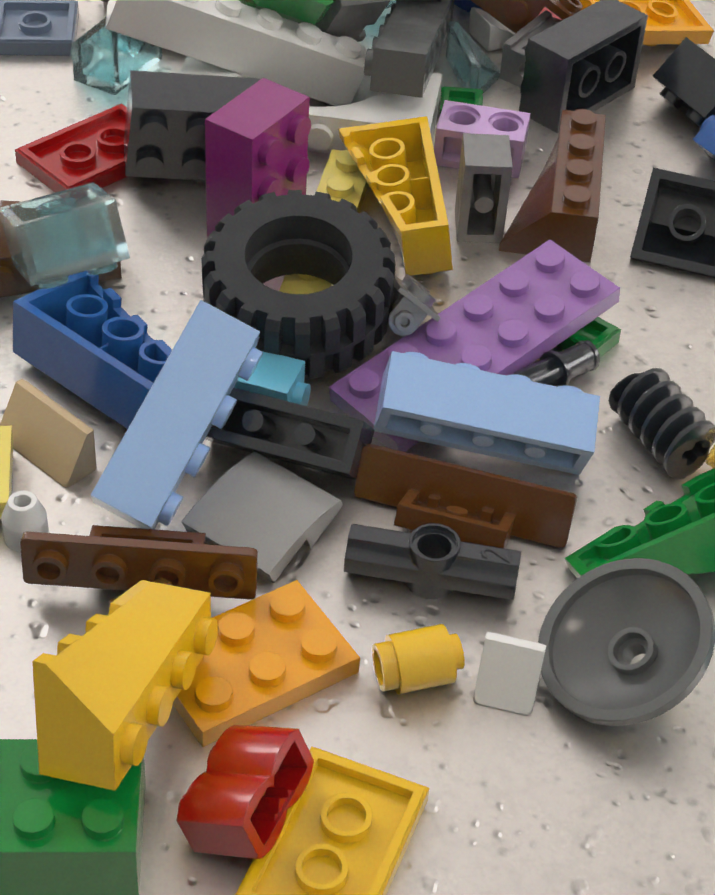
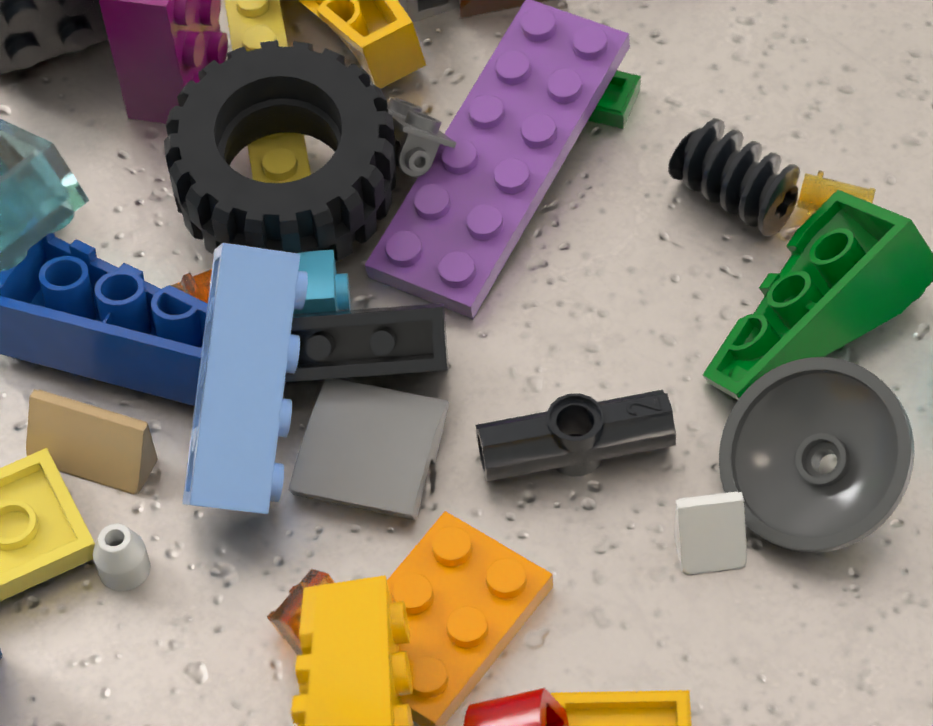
camera: 15 degrees left, 10 degrees up
(124, 556) = (274, 555): reddish brown bracket -> none
(417, 659) = (613, 554): yellow brick -> none
(470, 501) = (572, 352): reddish brown bracket -> none
(487, 412) = (555, 239): light blue brick -> none
(560, 367) = (594, 153): black axle -> none

